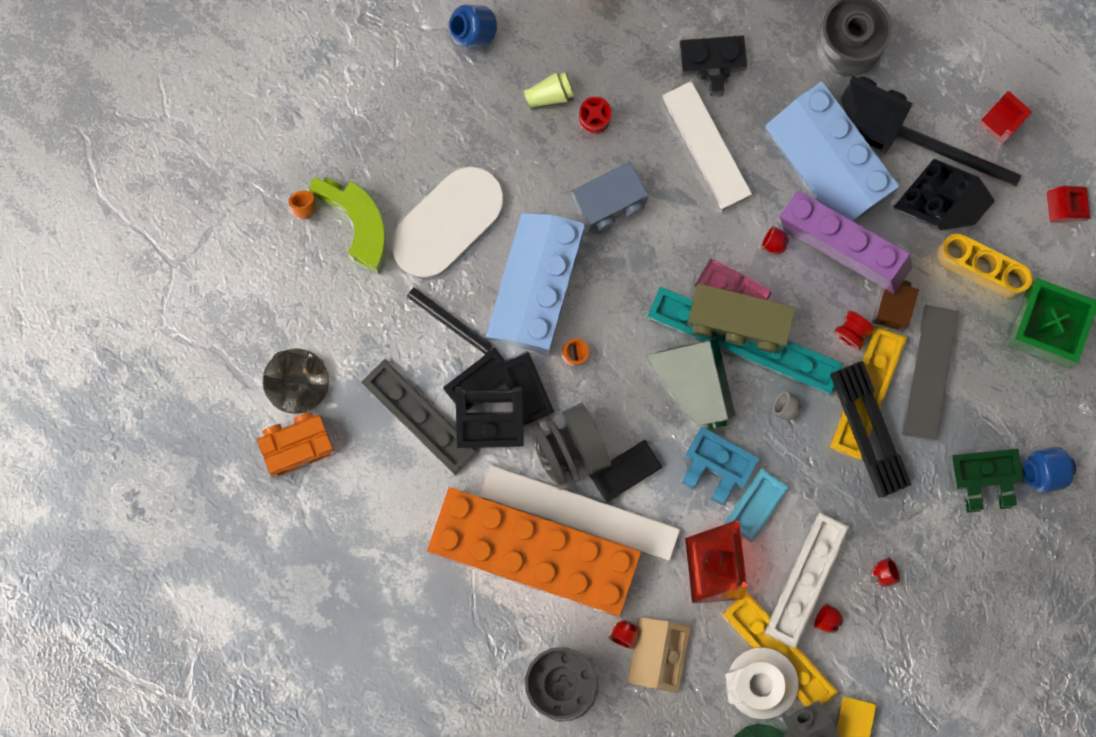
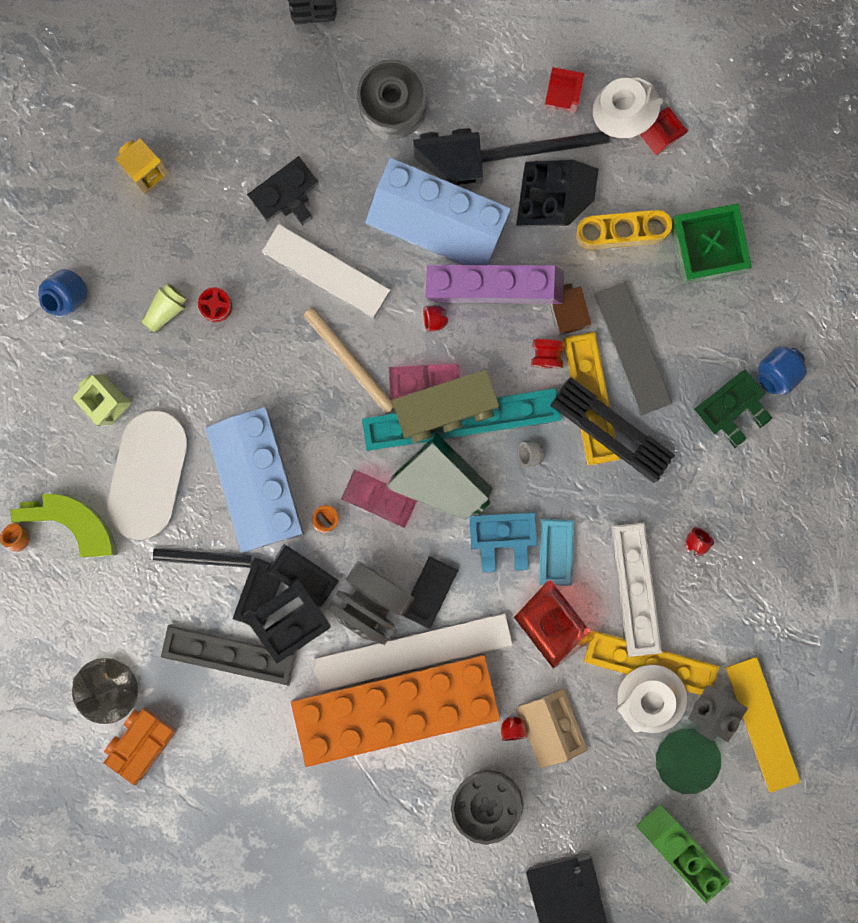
camera: 25 degrees left, 5 degrees up
(443, 143) = (90, 399): none -> yellowish green brick
(610, 197) = (272, 367): sand blue brick -> none
(632, 364) = (378, 499): none -> clear pink slope
(679, 232) = (349, 360): none -> tan bar
(828, 619) = (674, 610): red hinge -> none
(1050, 164) = (627, 107): none -> white piece

